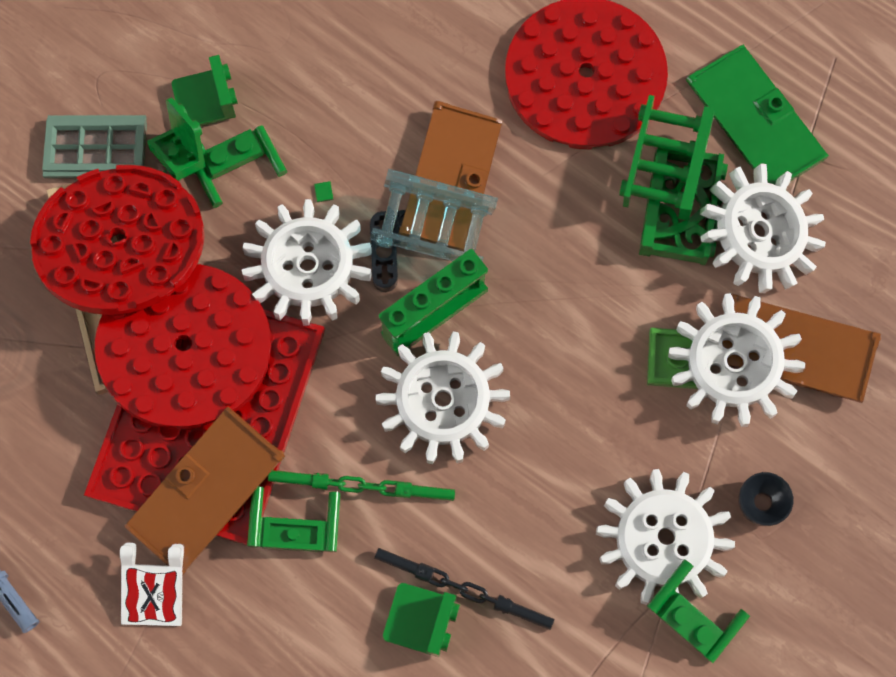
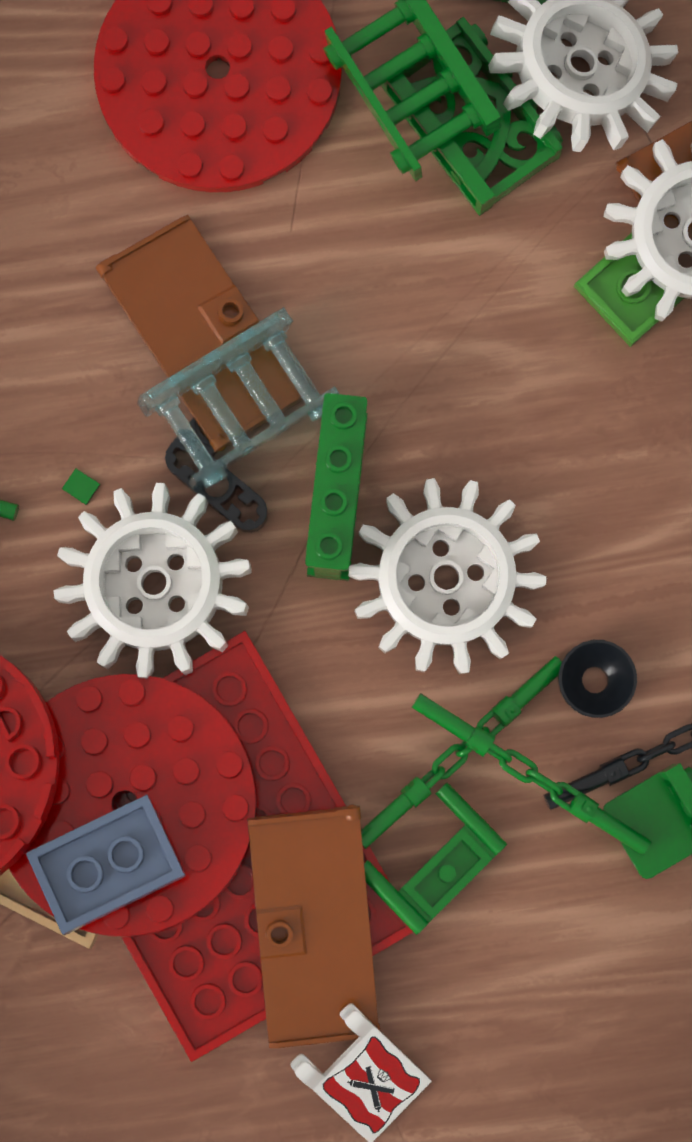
camera: 45 degrees left, 10 degrees up
(142, 357) = (105, 865): none -> sand blue plate
(388, 569) = (580, 806): none -> green piece
(466, 503) = (619, 672): none -> black piece

